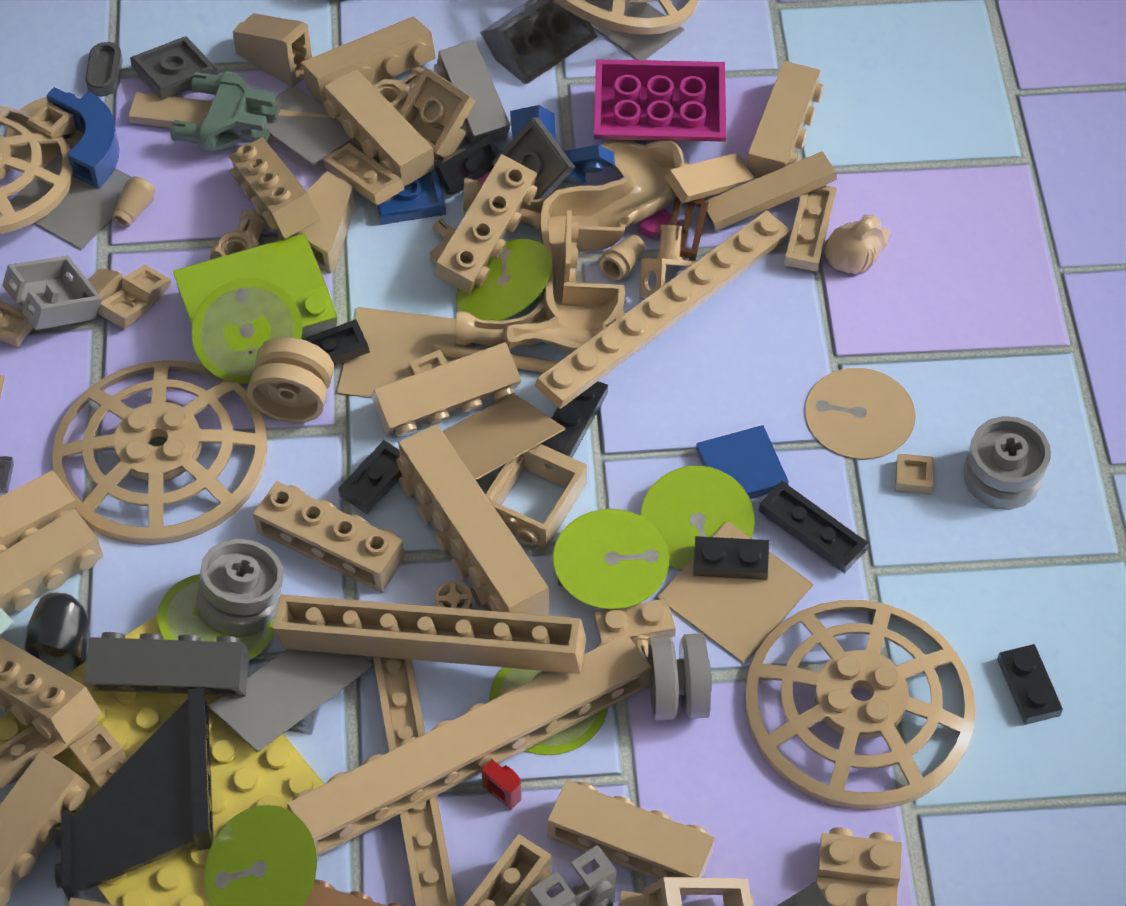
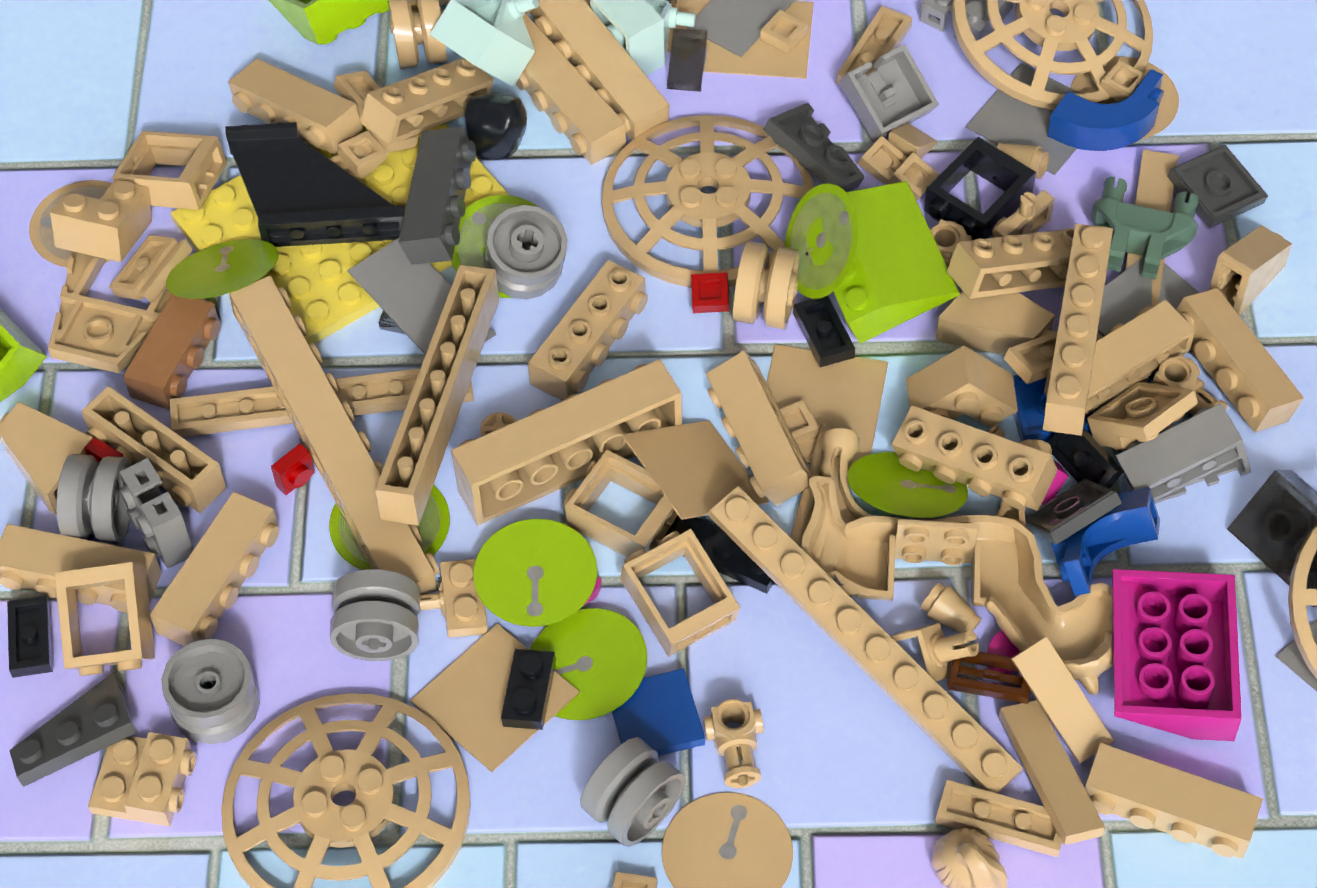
camera: 95 degrees right, 0 degrees up
(99, 365) = (812, 148): none -> dark grey wing
(104, 69) = (1216, 129): dark grey tile -> none
(151, 211) = (992, 166): none -> black window
(206, 193) = (1030, 216): none -> tan plate
(283, 438) = (710, 292): none -> red plate
(366, 133) = (1077, 330): none -> tan brick
(372, 478) = (645, 352): black plate -> none
(408, 242) = (964, 385): none -> tan brick
(648, 423) = (697, 626): none -> tan window
(765, 400) = (736, 742): none -> tan connector
(769, 818) = (210, 691): none -> light grey wheel
(813, 527) = (560, 777): black plate -> none
(835, 460) = (632, 791): none -> light grey wheel

